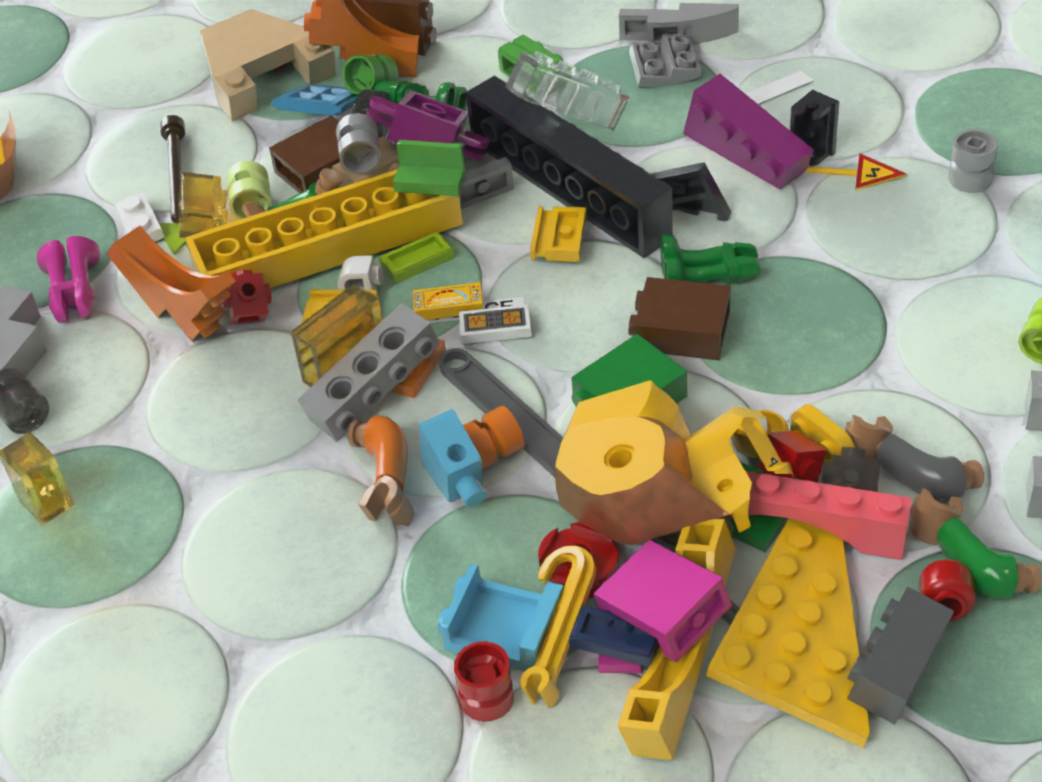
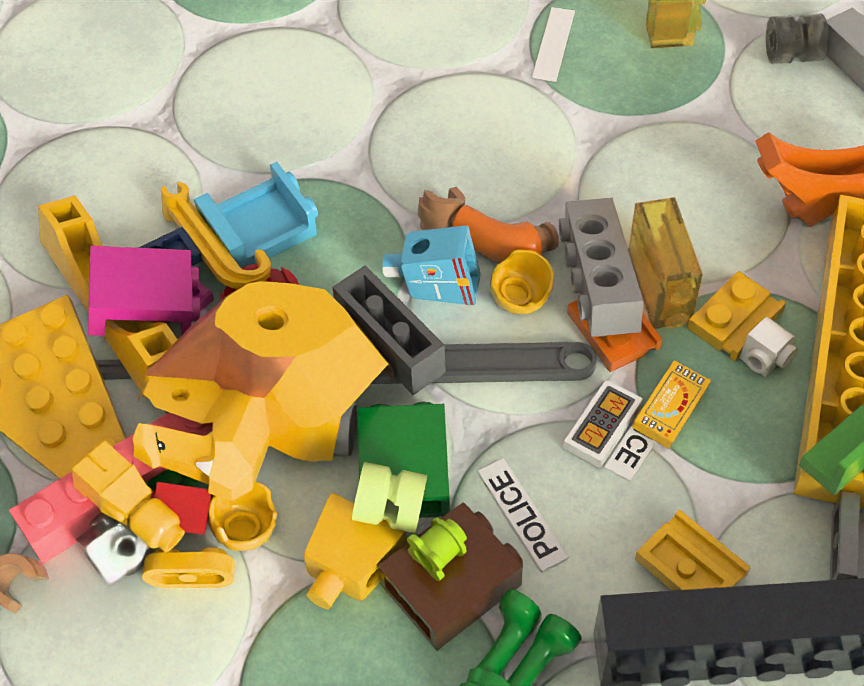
camera: 125 degrees right, 10 degrees up
(114, 571) = (553, 44): none -> white sticker
(248, 298) = (798, 232): red brick -> none
(412, 408) = (522, 282): none -> yellow hair
(416, 257) = (771, 423): lime tile -> none
(484, 681) = (210, 165): red wheel -> none
(495, 435) = (444, 306): orange wheel -> none
(540, 437) = (393, 328): none -> dark grey brick
(598, 329) = (523, 514): none -> white sticker
(676, 337) = (389, 497): none -> yellowish green wheel
(682, 300) = (438, 546): none -> lime brick
(720, 370) = (347, 553): none -> yellow torso
(829, 453) = (124, 496): none -> yellow piece
(911, 466) = (58, 611): dark grey piece -> none

